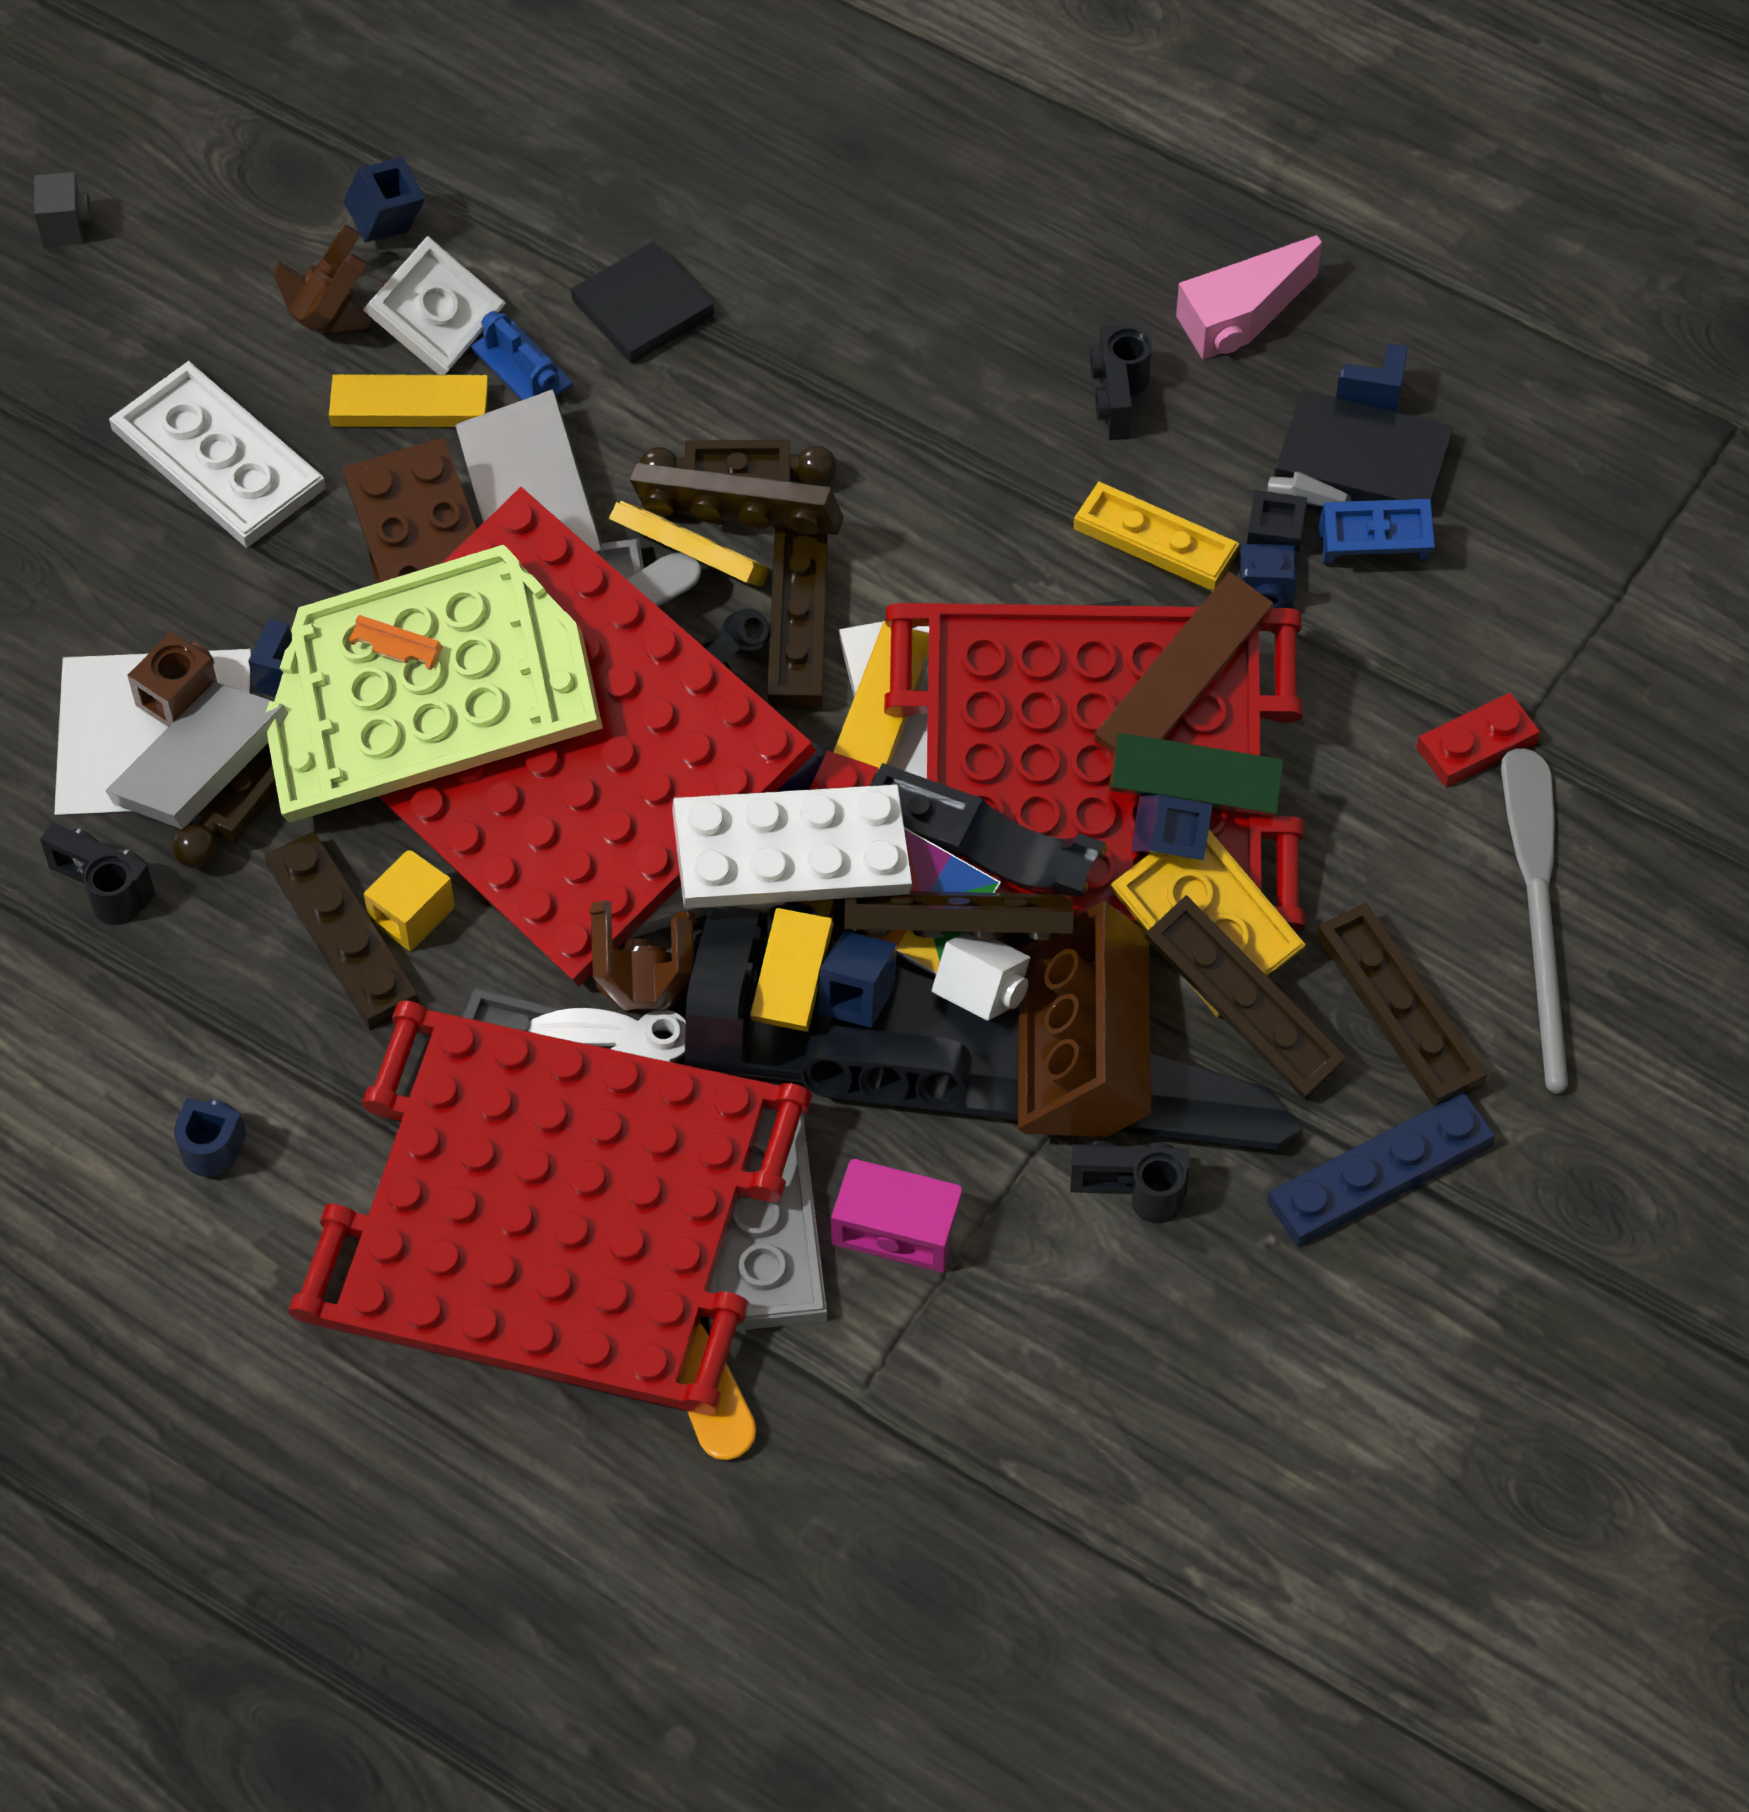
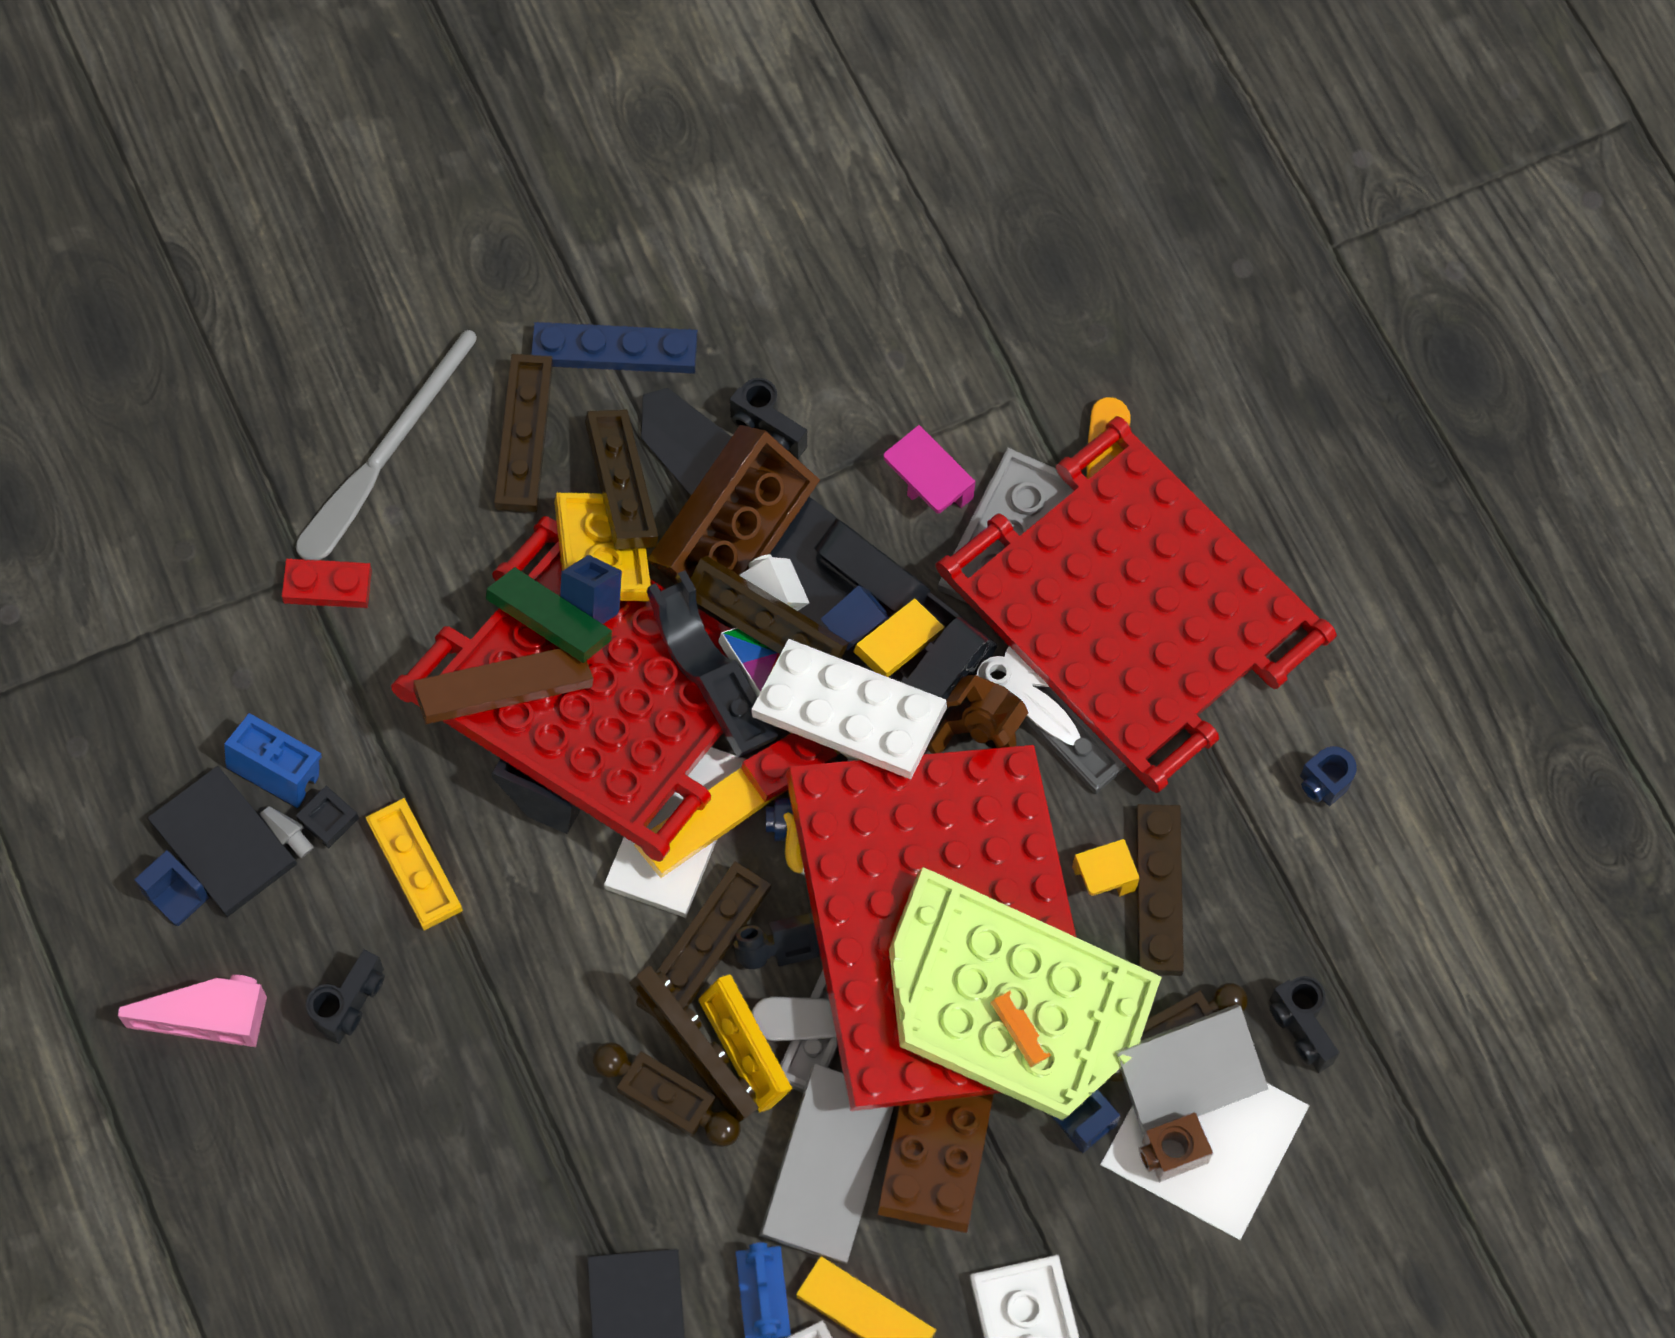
camera: 150 degrees left, 10 degrees up
(1270, 572) = (367, 780): dark blue bracket -> none

